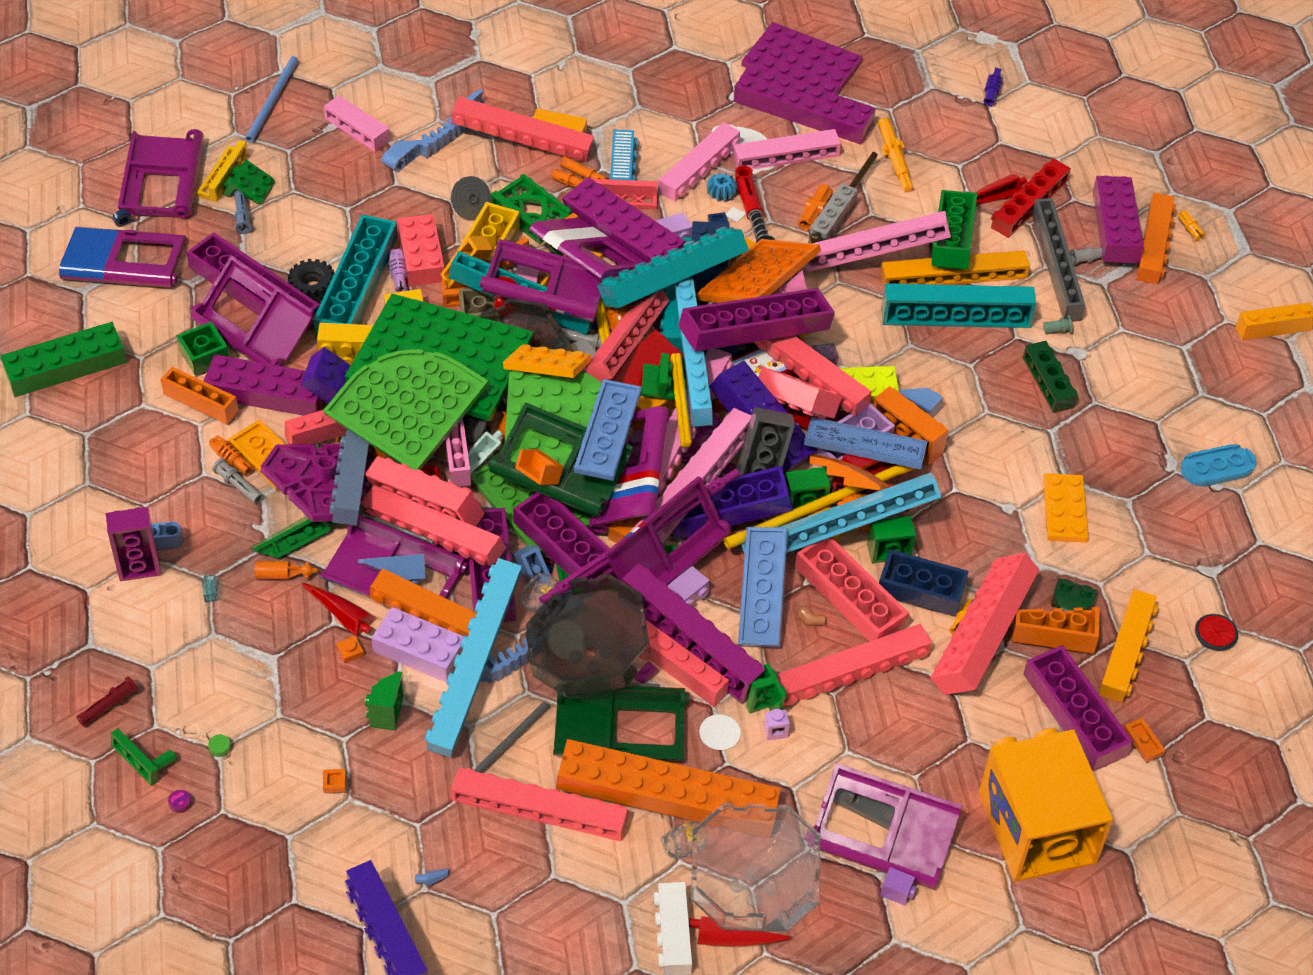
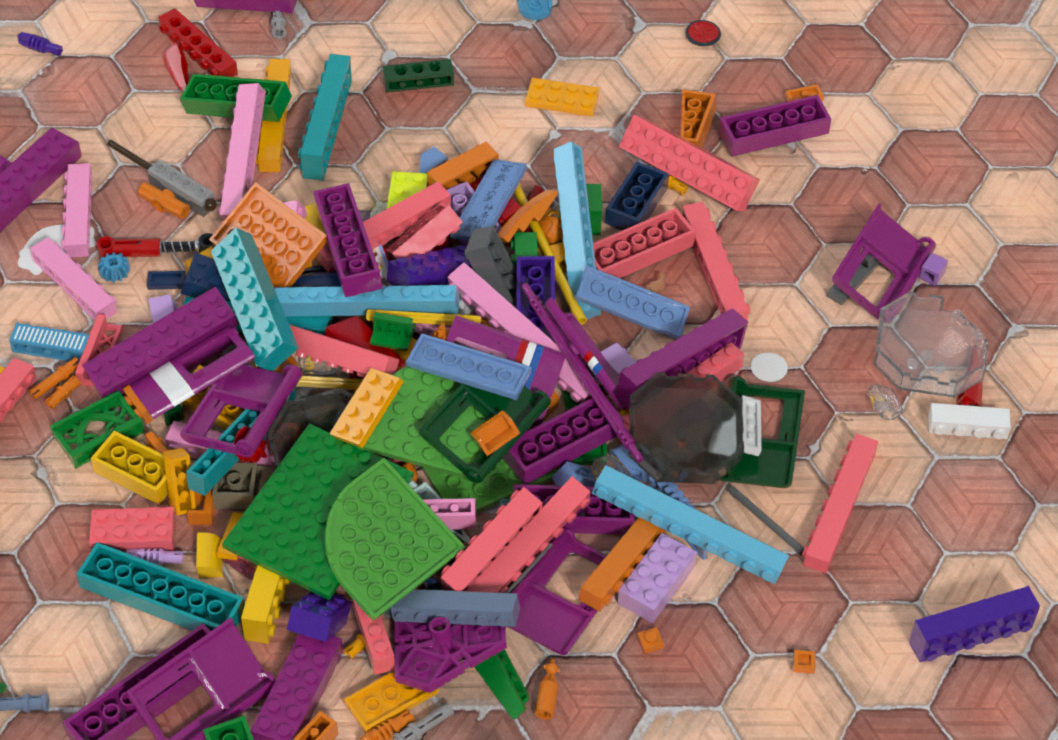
camera: 80 degrees left, 0 degrees up
(310, 272) = (145, 626): black tyre -> none
(346, 612) = (607, 638): red piece -> none
(385, 702) = (724, 605): green slope -> none
(407, 566) = (567, 581): medium blue slope -> none
(431, 876) = (909, 594): medium blue bar -> none
(469, 197) = (71, 477): dark grey shield -> none
(621, 708) = (752, 425): none -> white plate
(655, 783) = (836, 405): orange piece -> none
(735, 214) = (148, 265): white sticker -> none
(766, 692) = (752, 312): green bracket -> none
(776, 719) = (771, 322): lavender brick -> none
(894, 151) = (104, 129): light orange piece -> none
(1044, 804) = (880, 153): light orange brick -> none
(1058, 259) = (283, 40): dark grey brick -> none
(1058, 325) = (359, 55): sand green pin -> none
(1073, 595) = (661, 109): dark green slope -> none
(1127, 646) = (701, 79): light orange brick -> none

